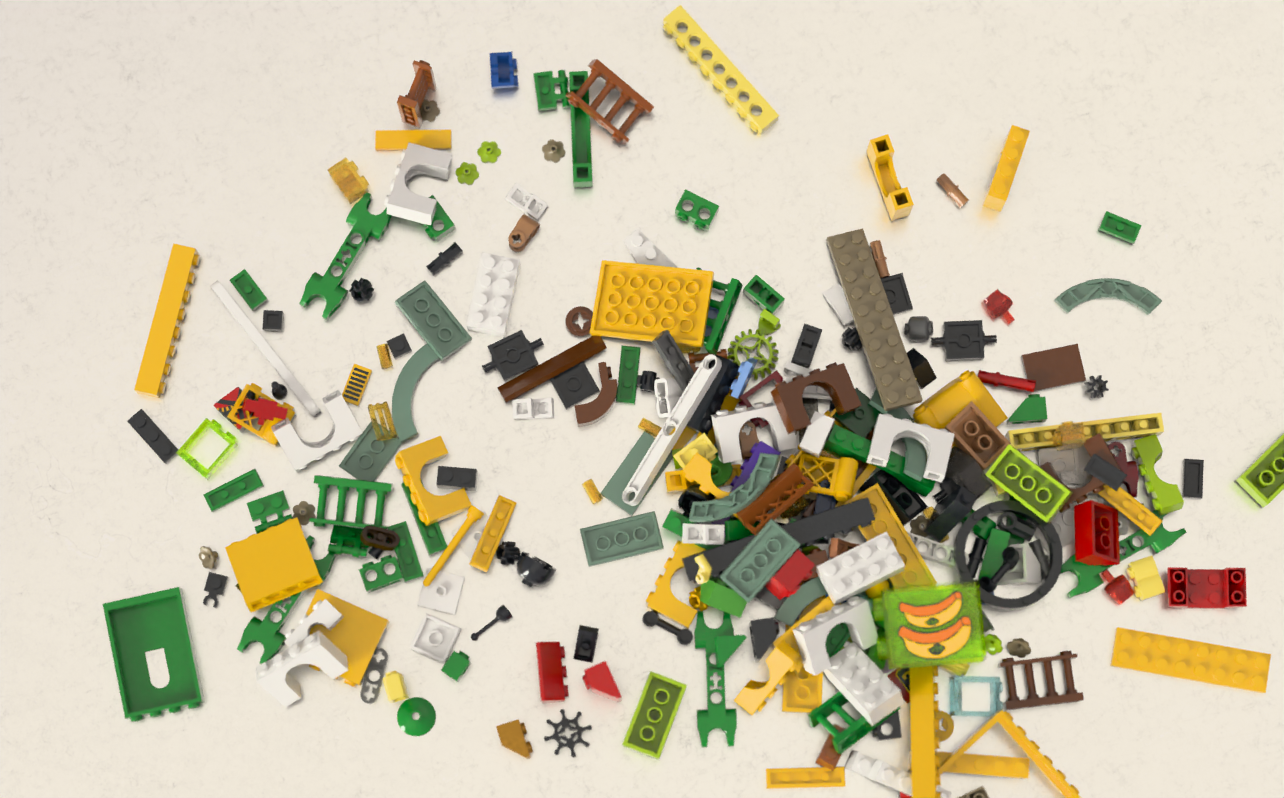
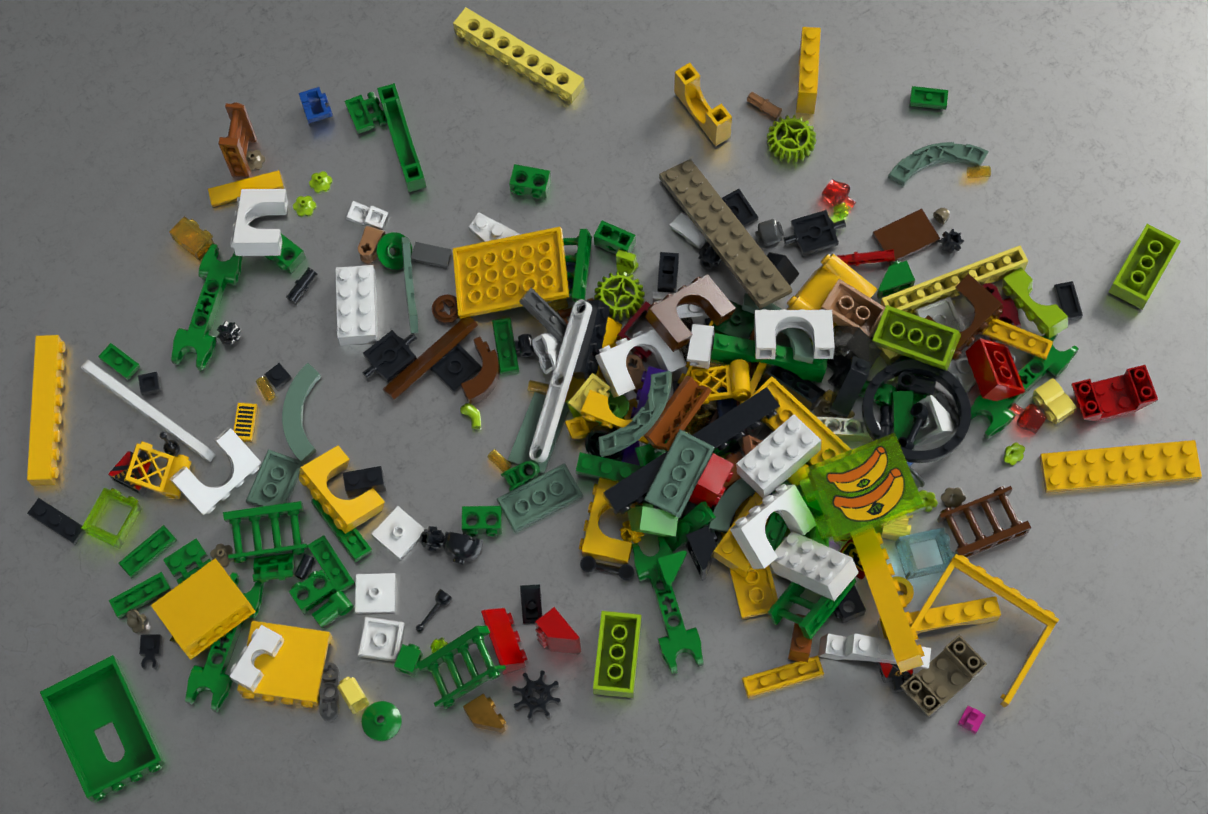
camera: 10 degrees left, 10 degrees down
(217, 532) = (140, 595): none -> green plate
(264, 409) = (159, 462): red piece -> none
(312, 650) = (259, 675): white arch -> none
(378, 407) = (265, 440): clear yellow tile -> none
(379, 538) = (302, 555): dark brown plate -> none
(400, 595) = (337, 606): none -> green piece
(433, 320) = (304, 343): sand green tile -> none
(473, 515) = (389, 510): yellow piece -> none
(488, 660) = (437, 644): none -> clear neon green plate
(492, 533) = (412, 524): yellow tile -> none
(493, 674) = (446, 655): none -> green fence
(533, 408) = (422, 400): white slope -> none
(549, 253) = (389, 241): none -> green dish
(549, 289) = (409, 288): none -> sand green tile
(556, 154) = (381, 165): dark tan plant -> none
(561, 542) = (482, 515): none -> green brick
(579, 260) = (431, 255): none -> dark grey tile
(579, 435) = (474, 413): none -> lime arm
(606, 512) = (517, 475): none -> green piece
(626, 94) = (426, 88): dark orange fence -> none
(703, 533) = (617, 465): white slope -> none
(704, 570) = (628, 495): light yellow arm -> none
(745, 370) = (616, 306): medium blue plate -> none
(759, 609) = (693, 521): none -> green plate
(779, 662) = (710, 607): yellow arch -> none
(879, 258) = (715, 181): medium nougat axle -> none
(961, 236) = (788, 147): none -> lime gear
(997, 324) = (841, 210): none -> clear neon green plate
(1069, 436) = (941, 284): clear yellow brick -> none
(1090, 620) = (1014, 453): none -> lime plant
(1095, 356) = (941, 215): none -> dark tan hinge
(1105, 472) = (985, 306): black tile -> none
(1146, 320) = (978, 172): none -> clear yellow piece

